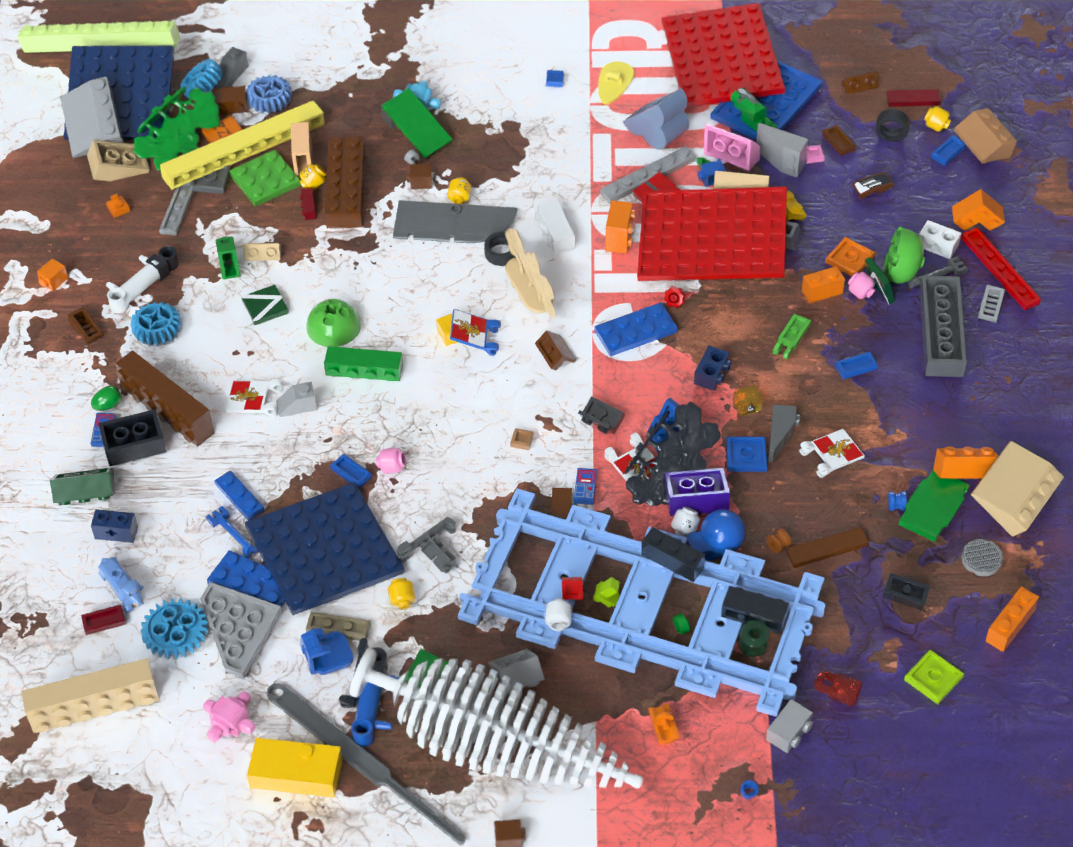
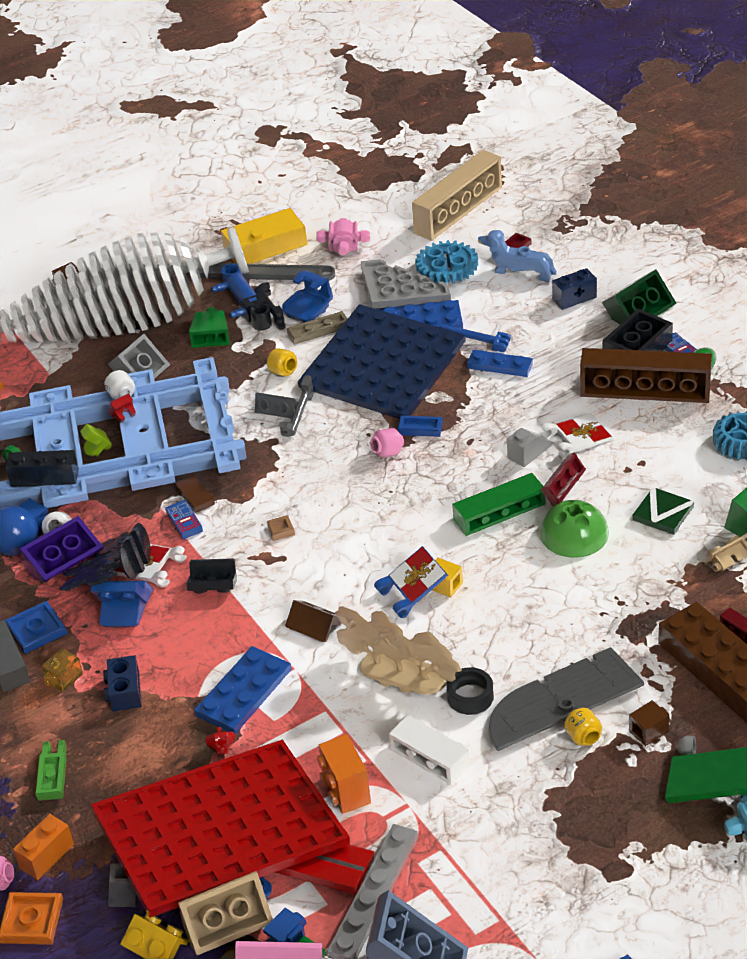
camera: 150 degrees right, 10 degrees down
(305, 353) = (563, 479): none -> dark red tile

